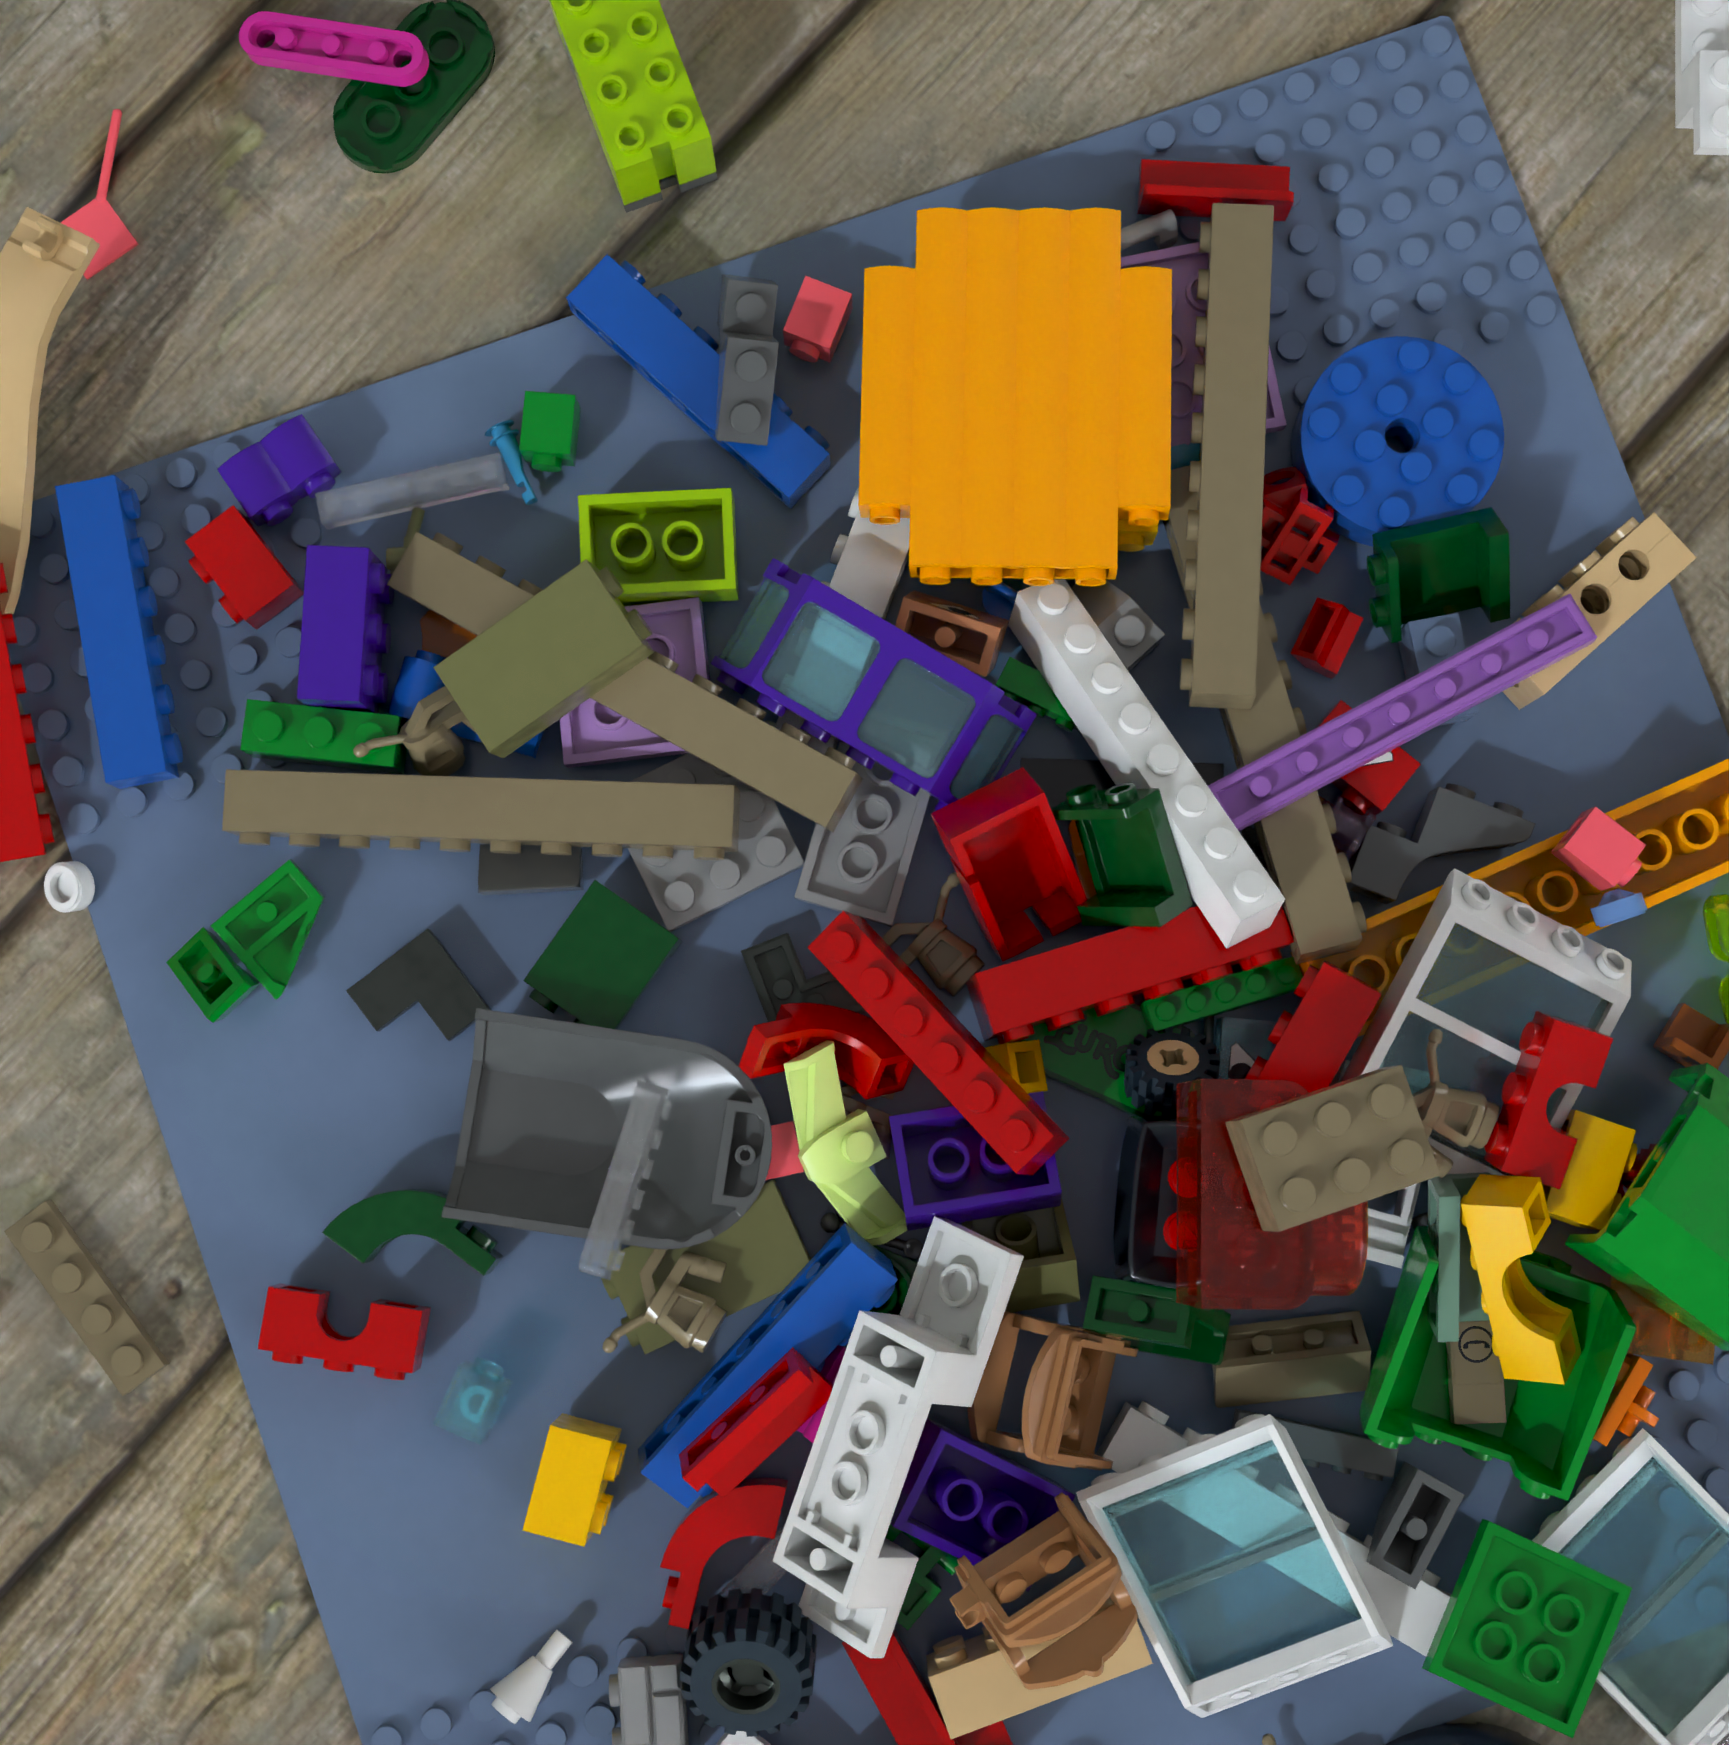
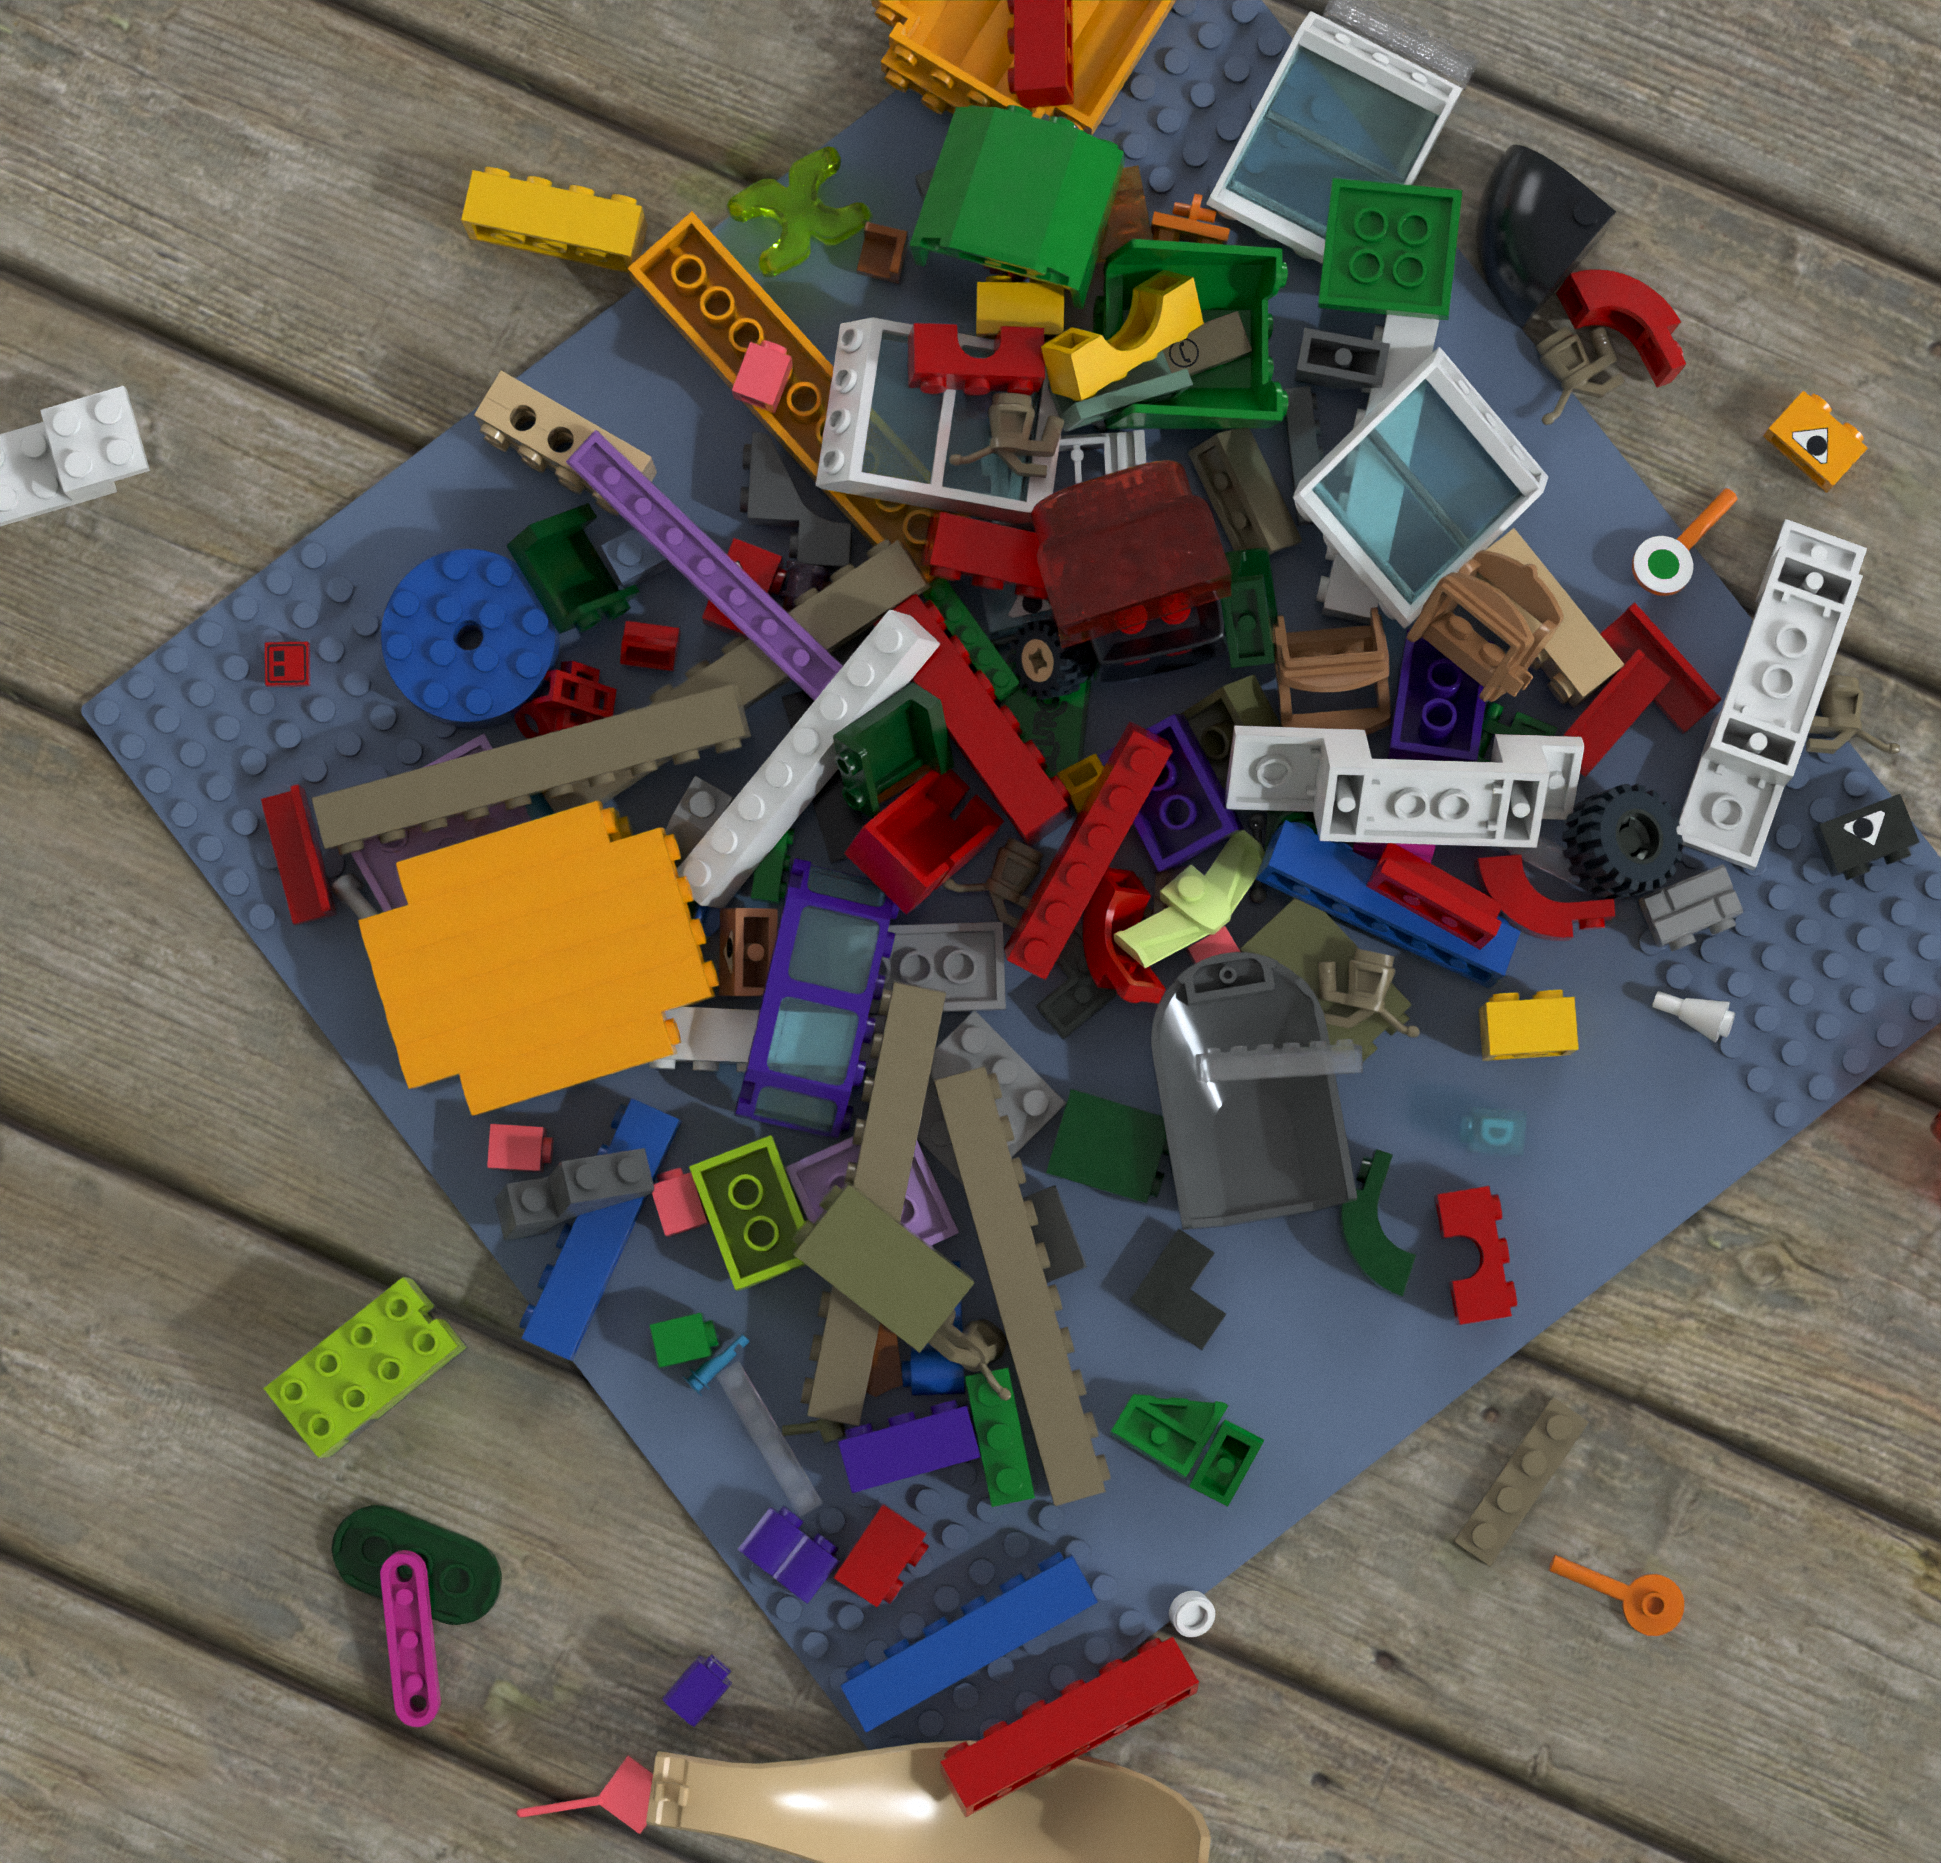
camera: 105 degrees left, 0 degrees up
(168, 326) = (698, 1689): none -> dark purple brick
(700, 466) = (678, 1202): none -> coral brick
(1332, 1148) = (1079, 512): dark tan brick -> none
(1429, 242) = (287, 664): none -> red tile
(1618, 906) = (804, 348): medium blue tile -> none

